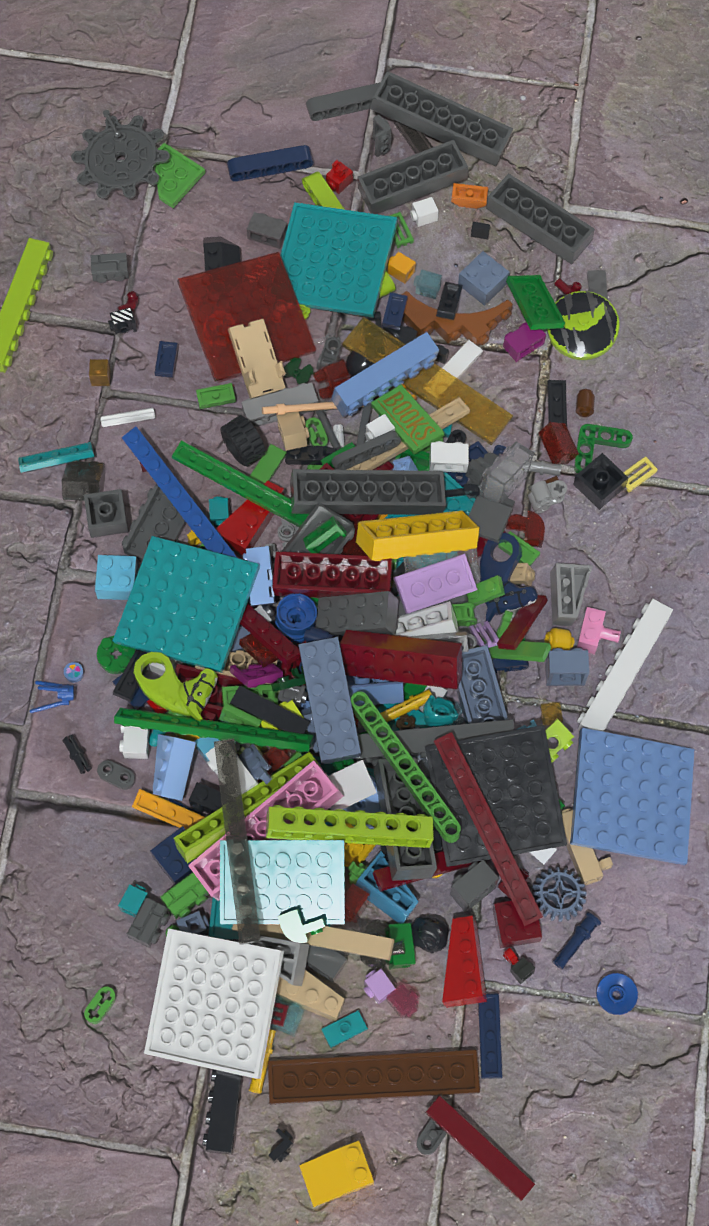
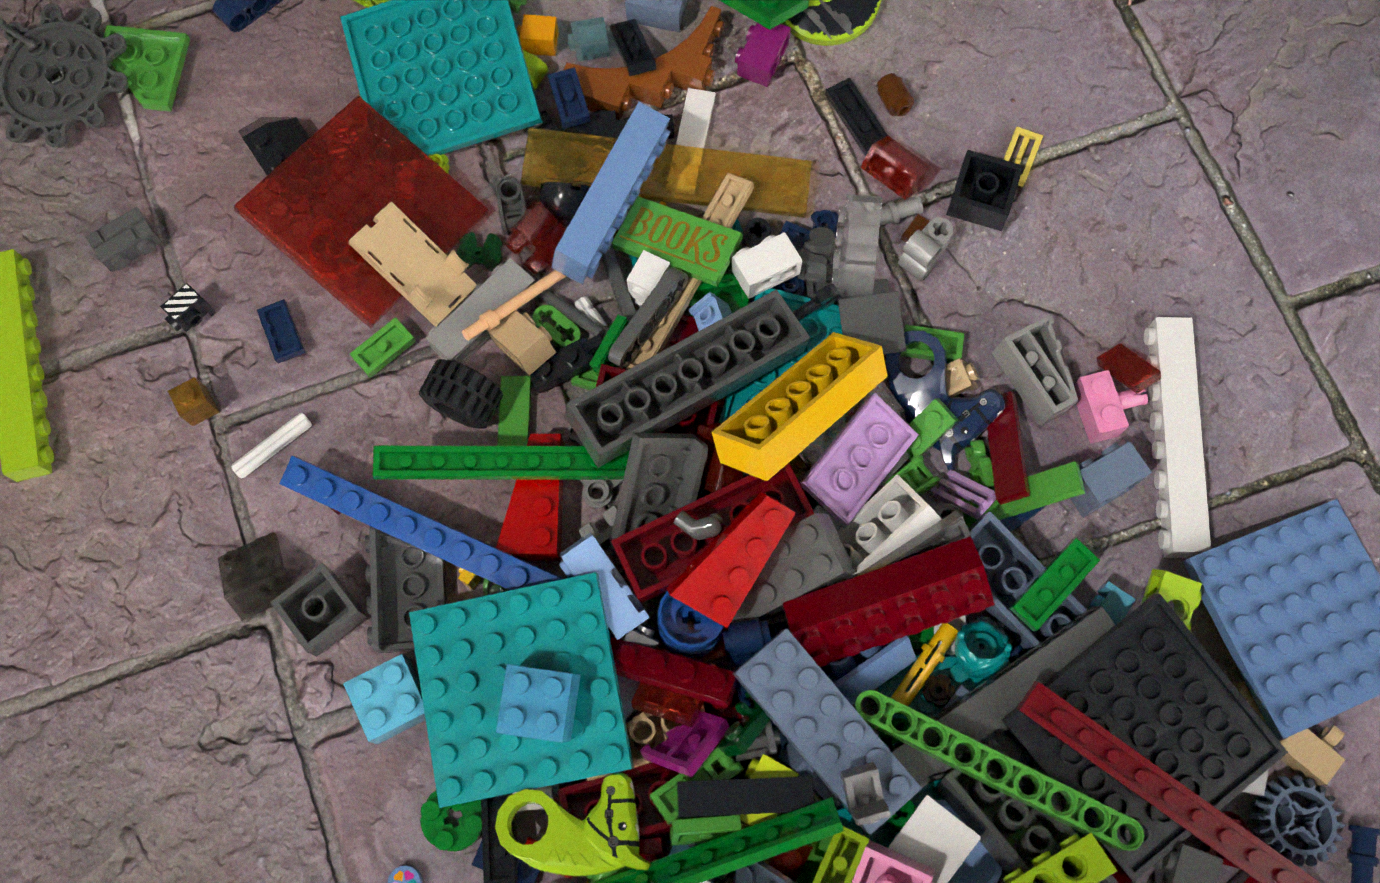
camera: 25 degrees left, 5 degrees up
(55, 457) = (196, 563): teal tile -> none
(132, 301) = (184, 273): dark red arm -> none
(192, 610) = (538, 703): none -> dark azure brick
(218, 510) = (483, 515): teal brick -> none
(267, 230) = (323, 75): flat silver brick -> none
(324, 535) = (665, 477): green hinge -> none
(325, 568) = (700, 528): none -> dark grey arm
(328, 733) = (864, 794): none -> flat silver bracket
(330, 592) = (730, 565): none -> red wedge
(498, 698) = (1054, 584): none -> green plate
(531, 525) = (933, 304): clear red brick -> none
(551, 713) = (1117, 555): clear yellow plate -> none
(559, 639) = (1066, 444): yellow head -> none
(590, 440) = (934, 138): green beam -> none
(620, 618) = (1129, 368): none -> clear red tile

